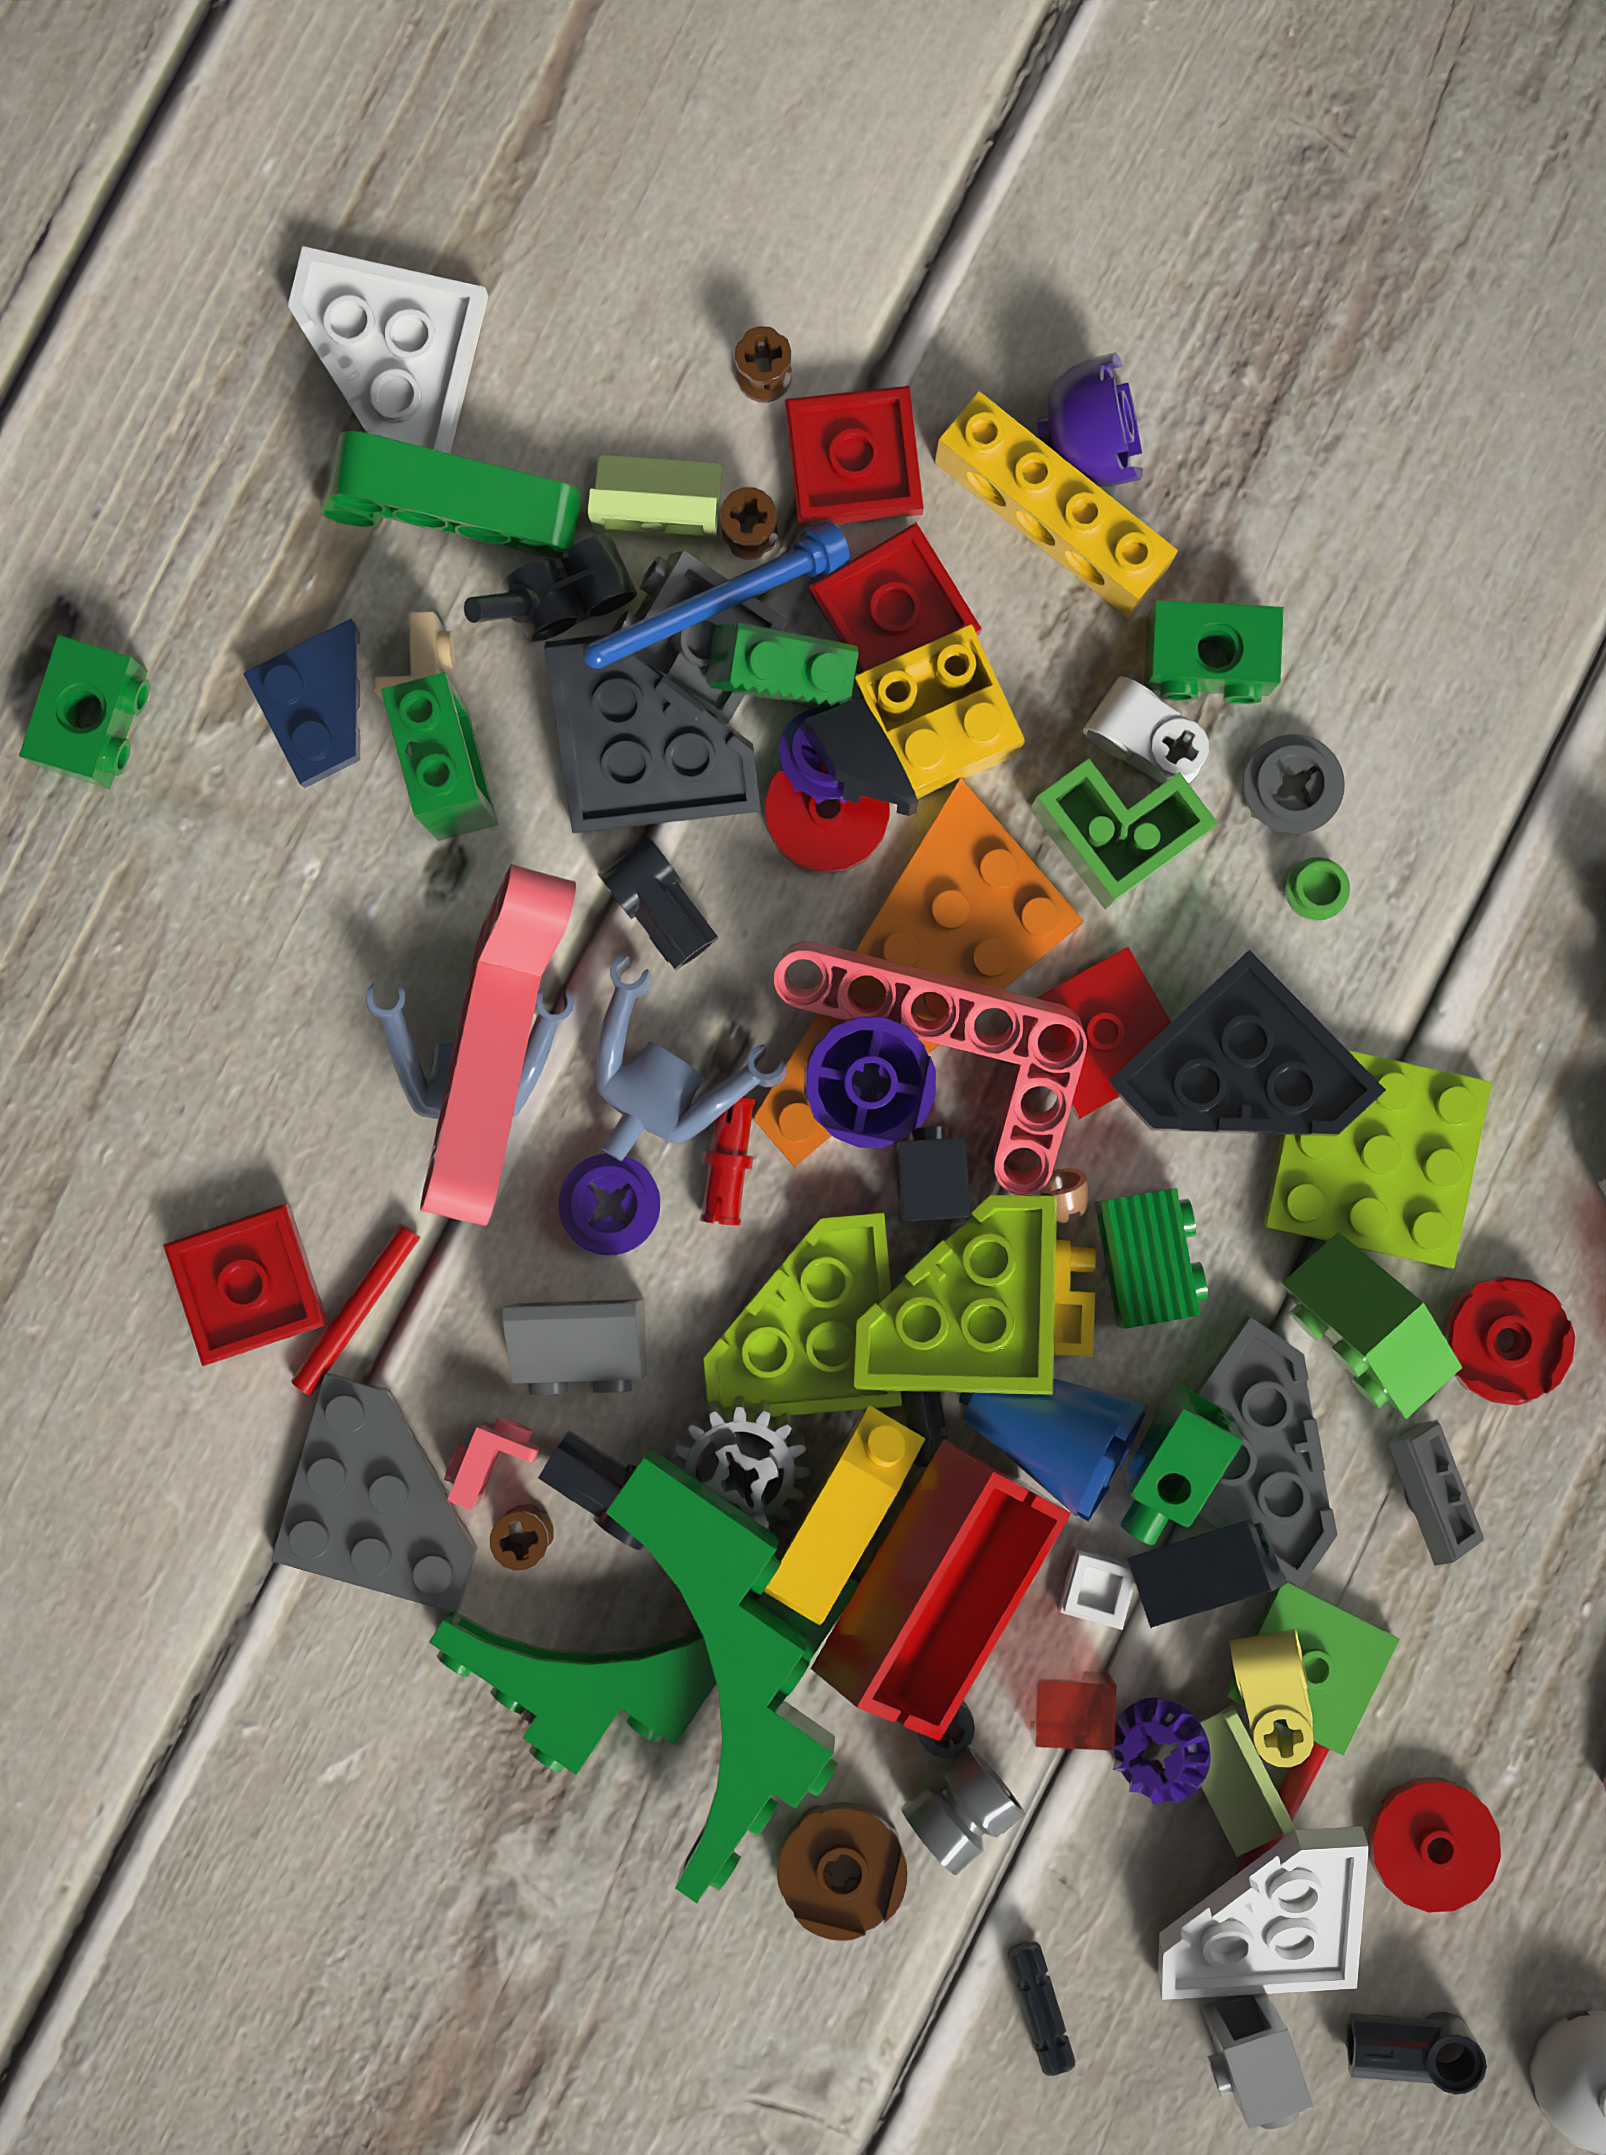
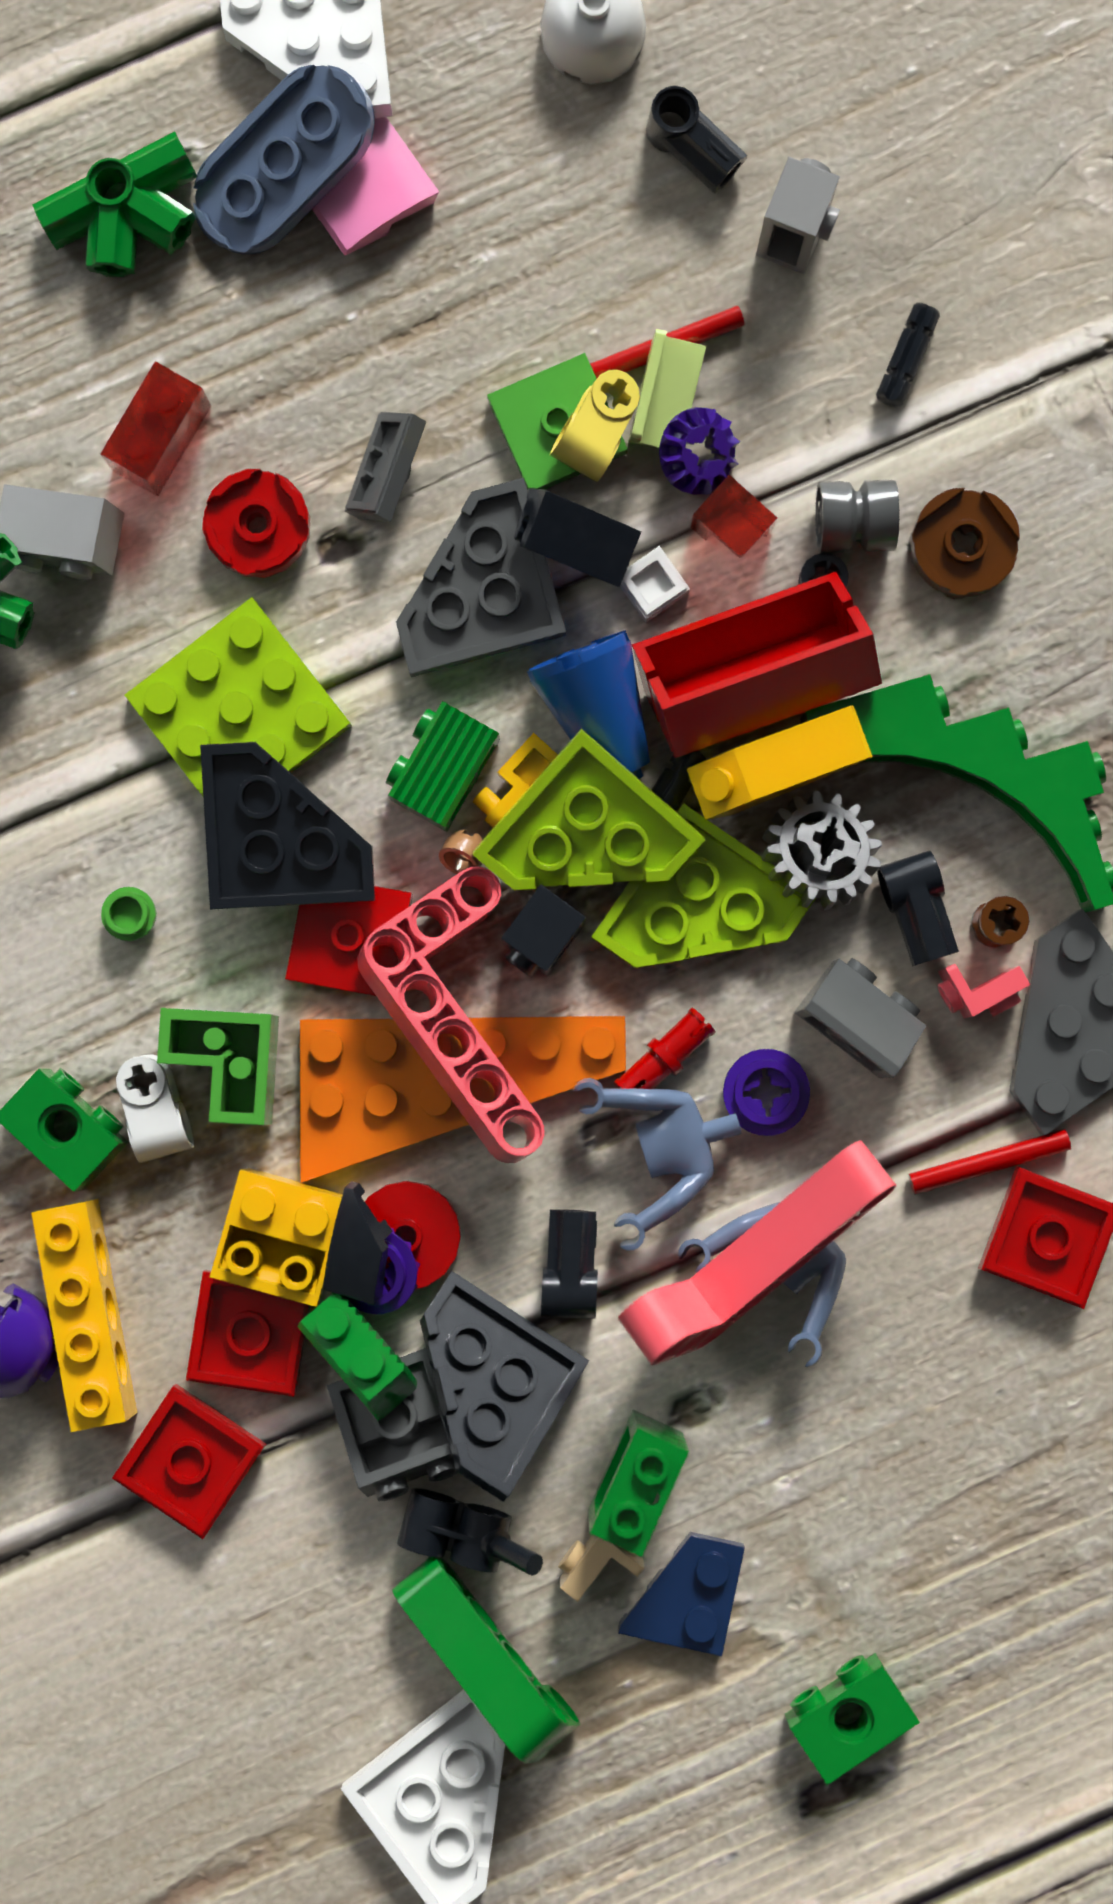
camera: 140 degrees left, 0 degrees up
(656, 497) = (343, 1545): yellowish green panel -> none
(733, 514) = (299, 1490): reddish brown bush -> none
(766, 1743) = (888, 801): green arch -> none
(777, 351) = (212, 1578): reddish brown bush -> none
(815, 554) = (269, 1414): blue piece -> none
(869, 1081) = (532, 1027): dark purple cylinder -> none
(1186, 1439) = (517, 623): green torso -> none
(1276, 1924) = (718, 285): white plate -> none
(1293, 755) = (70, 976): dark grey gear -> none
(1376, 1326) = (335, 601): bright green brick -> none
(1410, 1821) = (570, 278): red plate -> none

